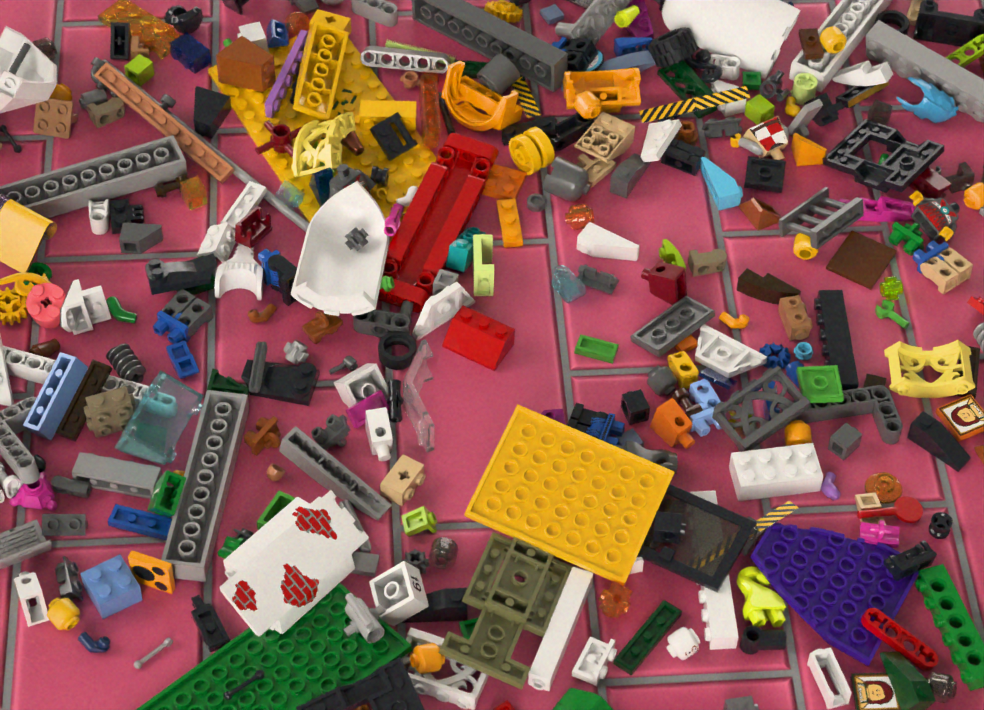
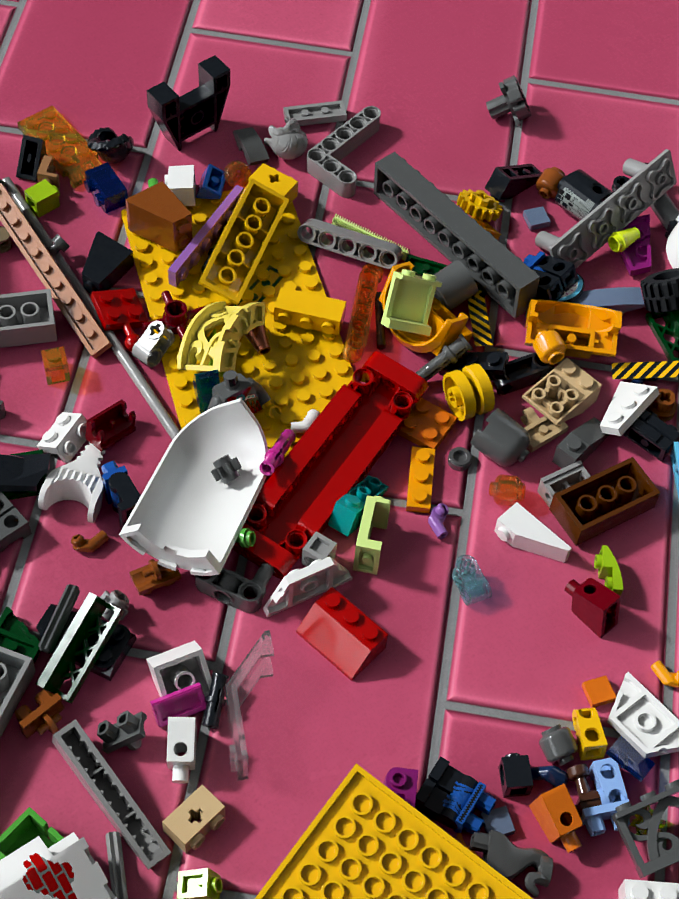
camera: 10 degrees right, 5 degrees up
(162, 190) = (20, 353): dark brown bar -> none
(234, 143) = (120, 310): none -> red plate
(246, 202) = (112, 391): white plate -> none
(268, 164) = (153, 346): none -> light grey piece
(275, 472) = (40, 769): nougat hinge -> none
(276, 377) = (76, 644): none -> dark green fence
(290, 195) = (166, 391): clear light blue bracket -> none
(348, 362) = (174, 631): dark grey hand -> none
(380, 176) = (279, 388): black wheel -> none
(389, 140) = (301, 343): black plate -> none
(397, 338) = (232, 611): black tyre -> none
(410, 79) = (349, 269): nougat plate -> none
(468, 91) = (410, 302): none -> yellowish green panel
(509, 126) = (449, 354): none -> dark grey pin
(530, 248) = (436, 520): none -> medium lavender arm
(596, 348) = (486, 678): bright green tile -> none
(600, 281) = (509, 581): dark grey hinge -> none
(623, 205) = (561, 480): none -> light grey hinge
(628, 45) = (616, 276): blue slope -> none
(656, 209) = (604, 501): none -> reddish brown brick
(657, 400) = (550, 774): none -> dark blue arm
(672, 326) = (589, 667): dark grey tile -> none
(706, 262) = (651, 586): dark tan leg -> none

